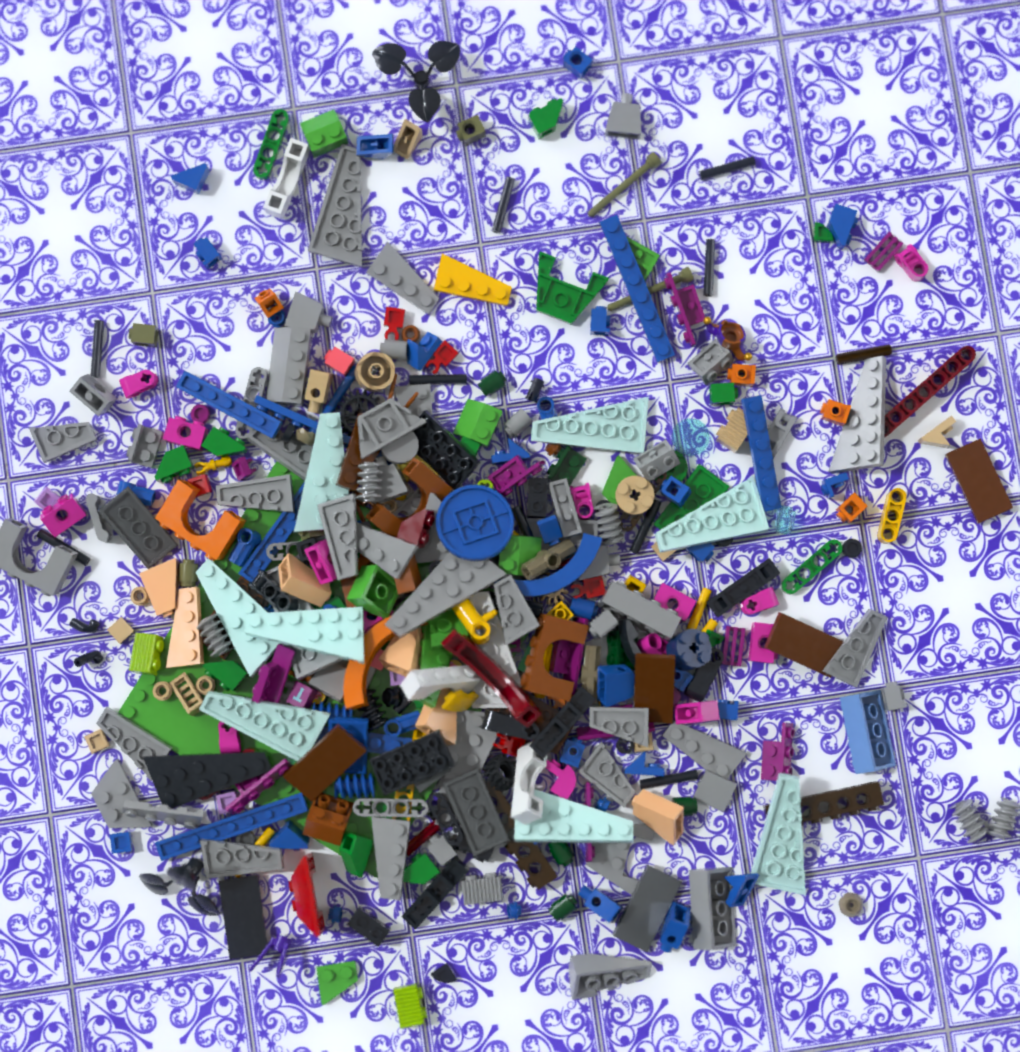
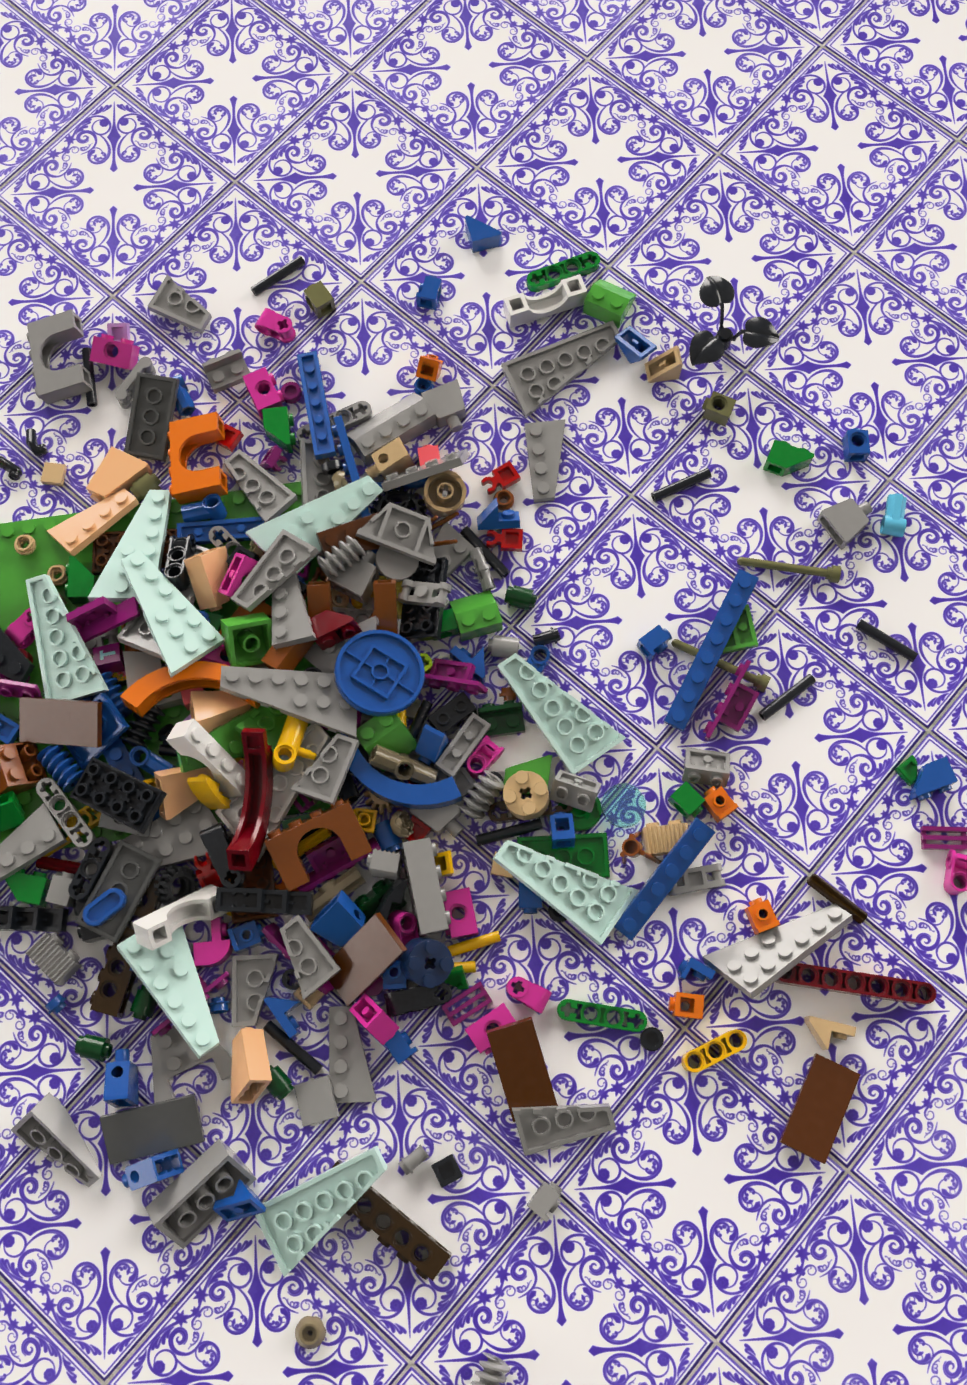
camera: 50 degrees right, 10 degrees down
(93, 394) = (235, 298): light grey brick -> none
(134, 594) = (91, 462): tan plate -> none
(146, 654) = (46, 506): lime brick -> none
(174, 463) = (230, 403): green slope -> none
(187, 705) = (32, 566): tan slope -> none
(214, 636) = (101, 543): light grey piece -> none
(224, 461) = (256, 434): yellow piece -> none
(352, 367) = (430, 468): none -> light grey wing
(394, 349) = (478, 495): light grey brick -> none
(441, 446) = (424, 593): none -> light grey plate
(449, 392) = (482, 569): none -> light grey pin
(467, 282) = (589, 509): yellow wing -> none
(480, 829) = (104, 907): none -> blue tile
(560, 298) = (645, 596): green wing -> none
(585, 592) = (401, 824): none -> dark tan plate
(651, 87) = (893, 520): none -> medium azure piece
(727, 456) = (633, 849): none -> dark orange plant
(729, 336) = (743, 763): dark orange piece -> none
(743, 587) = (527, 967): black slope -> none
(778, 755) = (398, 1133): magenta bracket -> none
(785, 520) = (623, 953): clear light blue brick -> none
(801, 759) = (413, 1160): none -> light grey pin
(825, 743) = (447, 1170): none -> black plate
(867, 732) = (491, 1204): medium blue slope -> none

